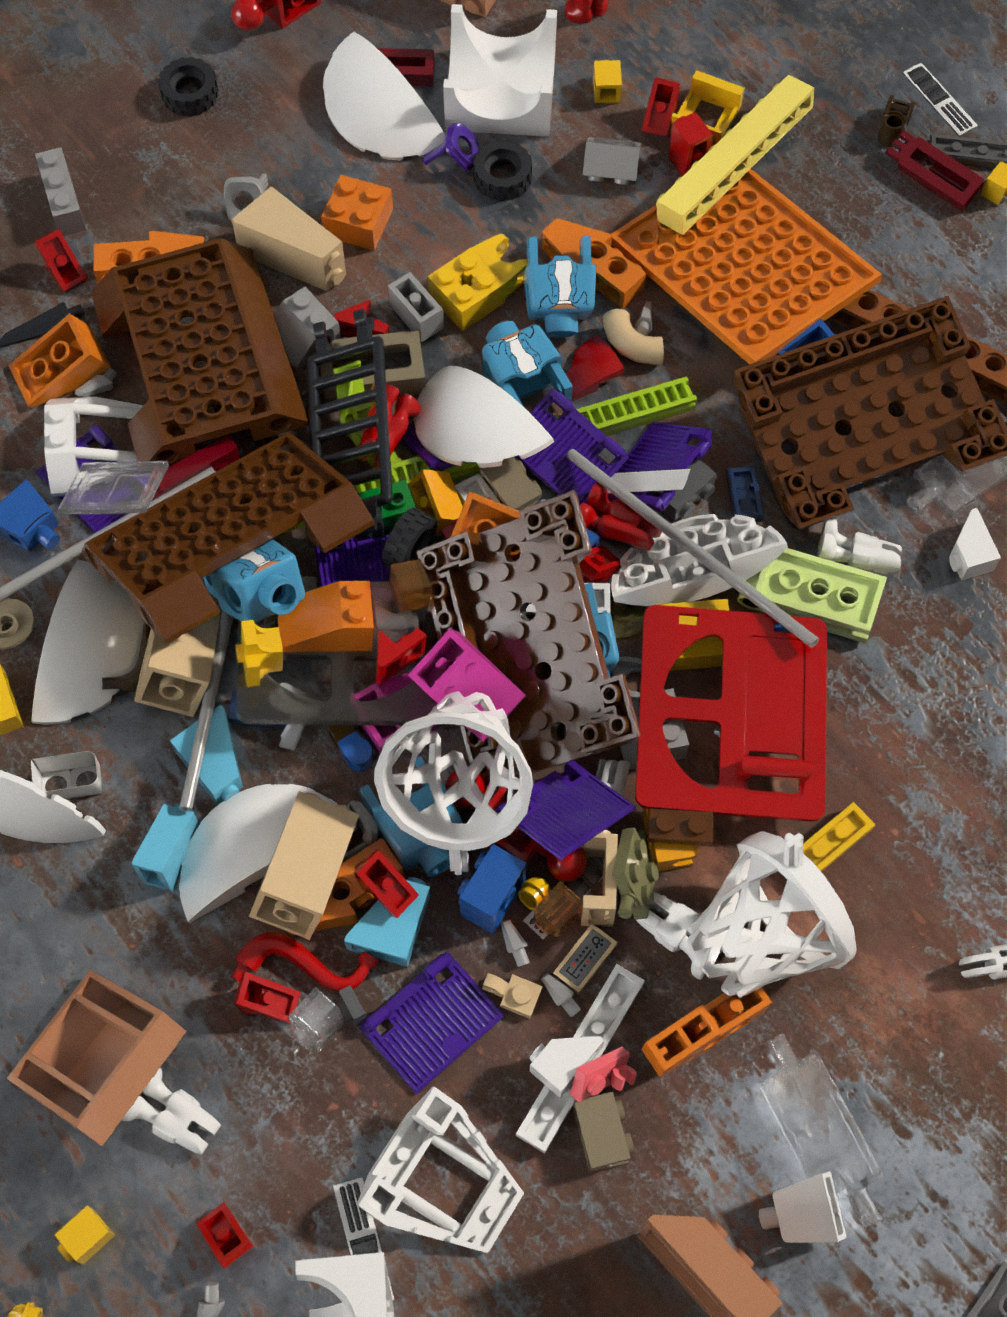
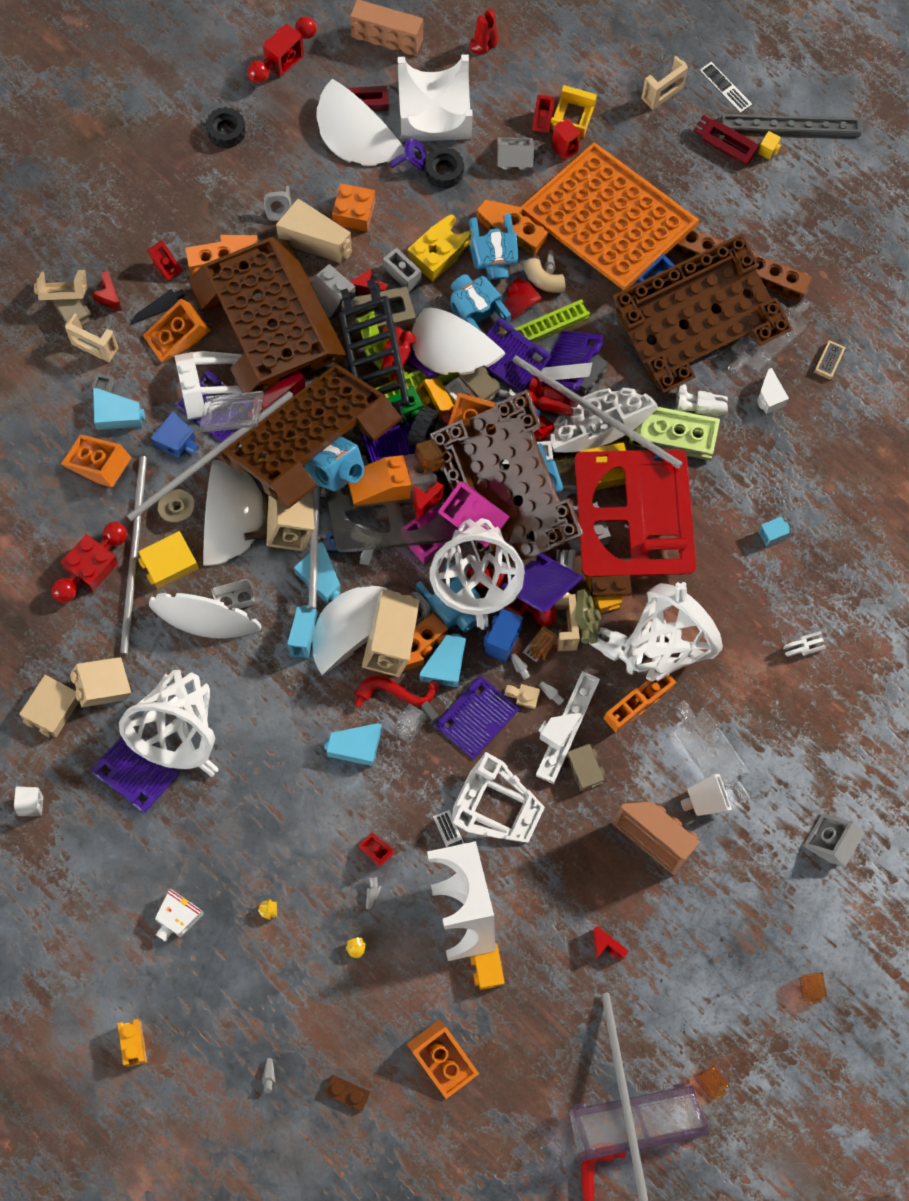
camera: 10 degrees left, 5 degrees up
(60, 191) = (154, 212): light grey brick -> none
(83, 1236) = (294, 860): yellow brick -> none
(97, 384) = (204, 342): light grey bar -> none
(97, 1056) = (284, 757): nougat slope -> none
(175, 1119) = (337, 786): white piece -> none
(224, 1045) = (355, 744): none -> medium azure slope
(259, 651) = (343, 507): yellow brick -> none
(265, 998) = (378, 713): red slope -> none
(354, 749) = (407, 561): blue leg -> none
(385, 883) = (441, 639): red slope -> none
(533, 892) = (527, 634): yellow plate -> none
(585, 959) = (562, 670): tile -> none
(602, 1072) = (582, 733): coral plate -> none
(607, 81) = (505, 97): yellow brick -> none
(734, 154) = (596, 143): light yellow brick -> none
(745, 492) = (626, 372): dark blue plate -> none
(830, 83) = (652, 88): none -> tan panel
(837, 836) = (705, 581): yellow plate -> none
(895, 119) = (697, 107): dark brown piece -> none
(960, 767) = (774, 531): none -> medium azure brick

